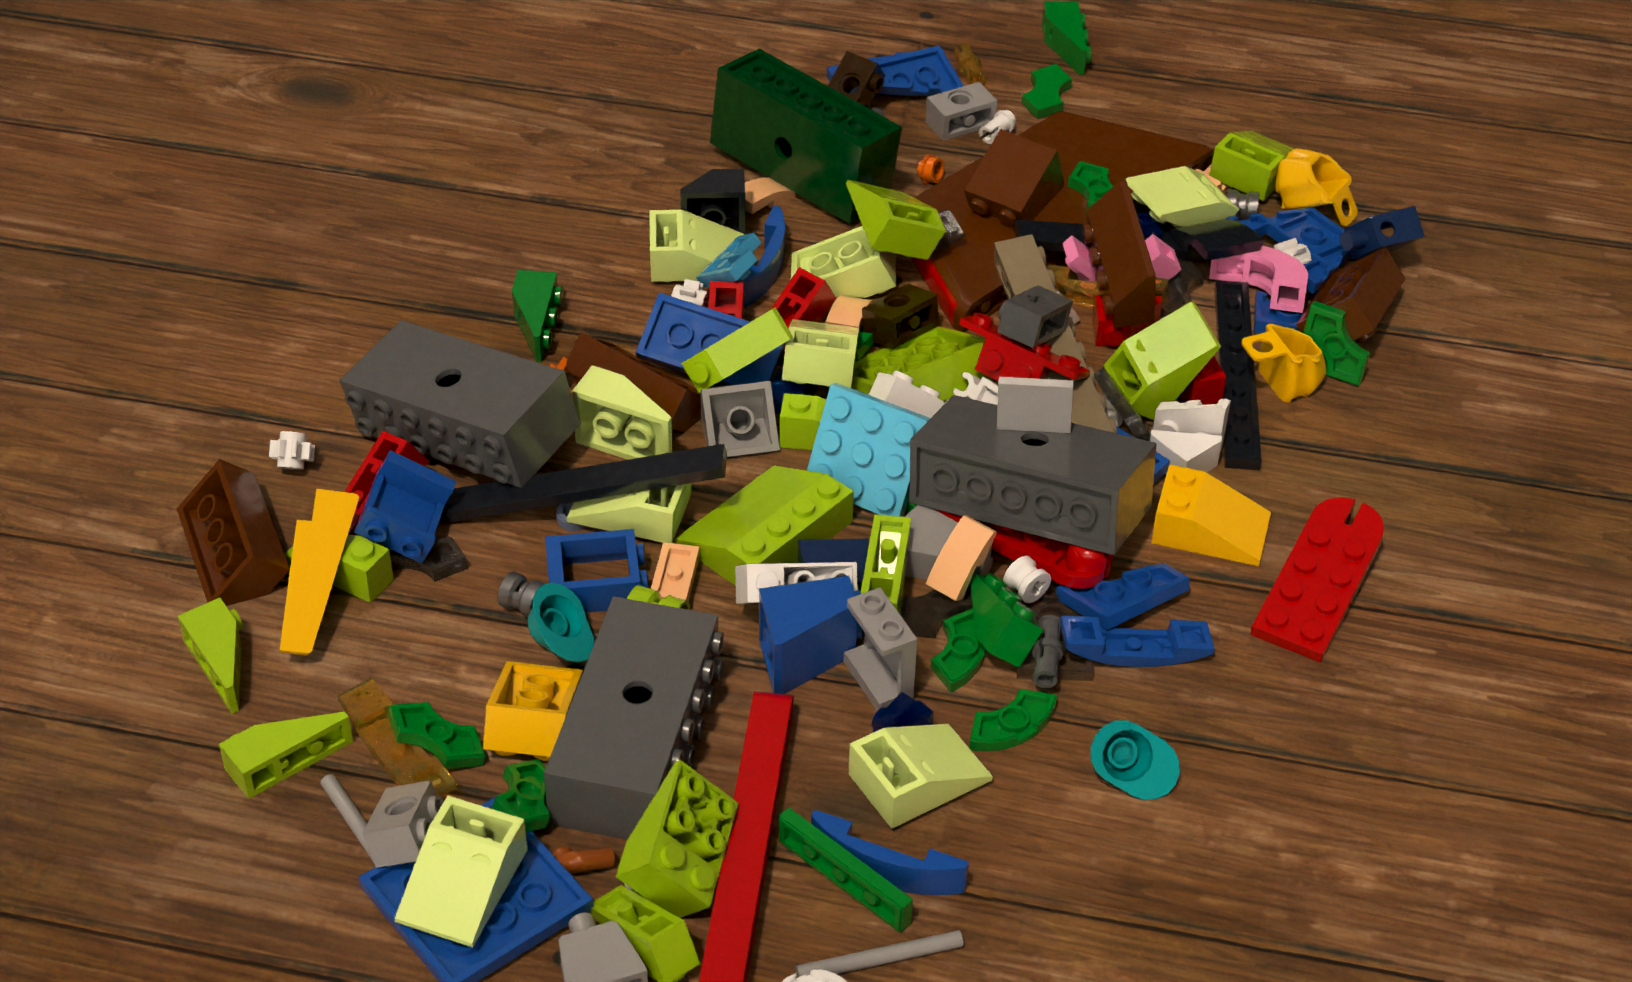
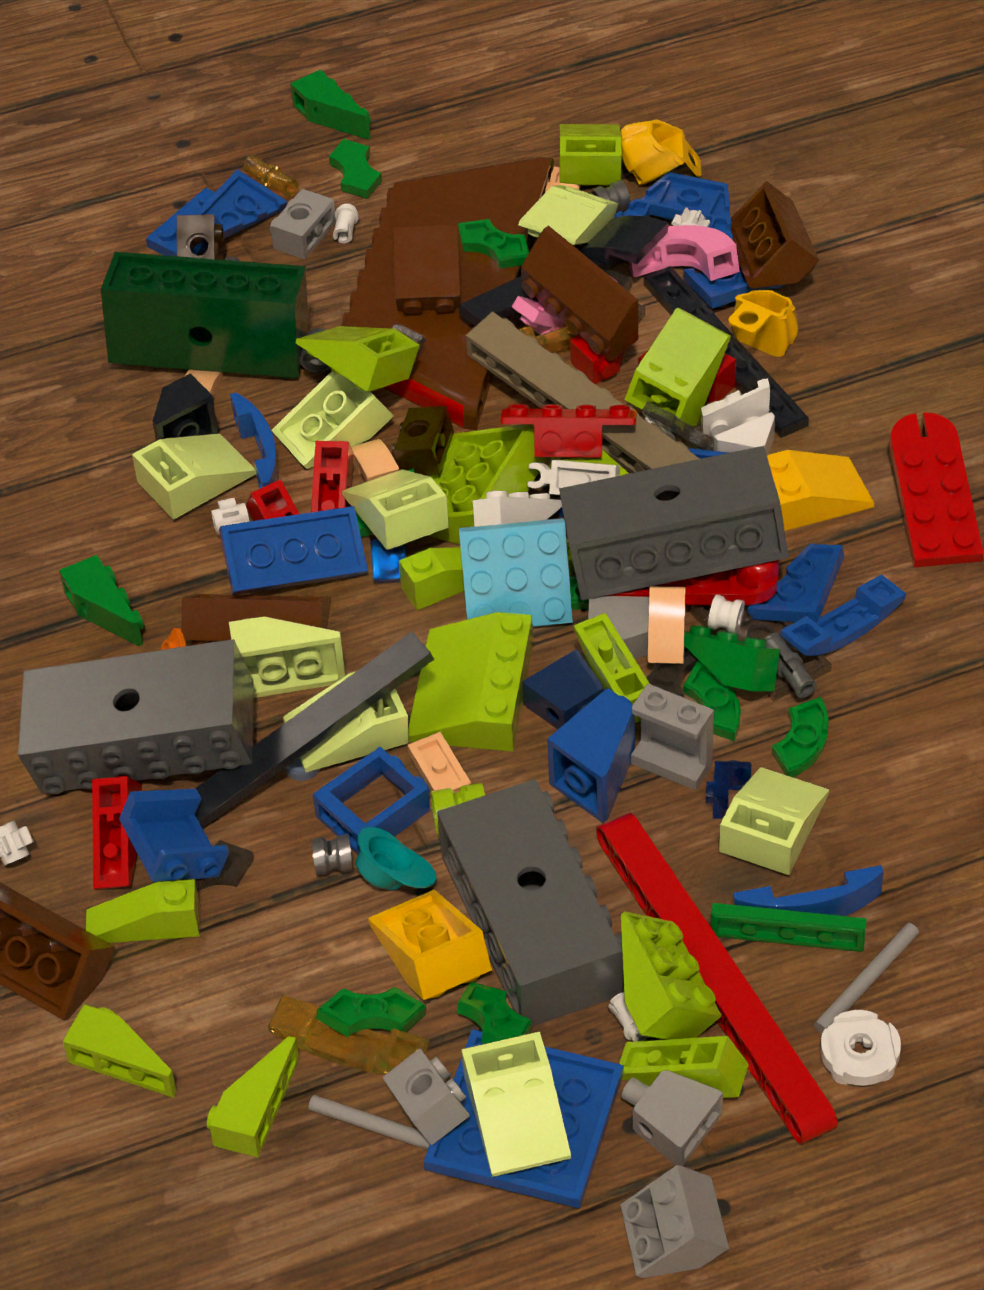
camera: 30 degrees left, 5 degrees up
(313, 568) = (142, 934): yellow wedge -> none
(584, 860) = (584, 1039): dark orange arm -> none
(732, 262) = (247, 466): dark azure plate -> none
(737, 350) = (339, 543): lime slope -> none
(740, 418) = (372, 606): light grey slope -> none
(756, 576) = (529, 733): white slope -> none
(931, 169) = (324, 292): orange plate -> none
(1034, 316) = (563, 385): dark grey brick -> none
(1034, 404) = (648, 464): light grey slope -> none
(1134, 760) = (925, 715): teal piece -> none
(1329, 331) = (780, 276): green tile -> none
(1367, 234) = (743, 177): dark blue torso -> none

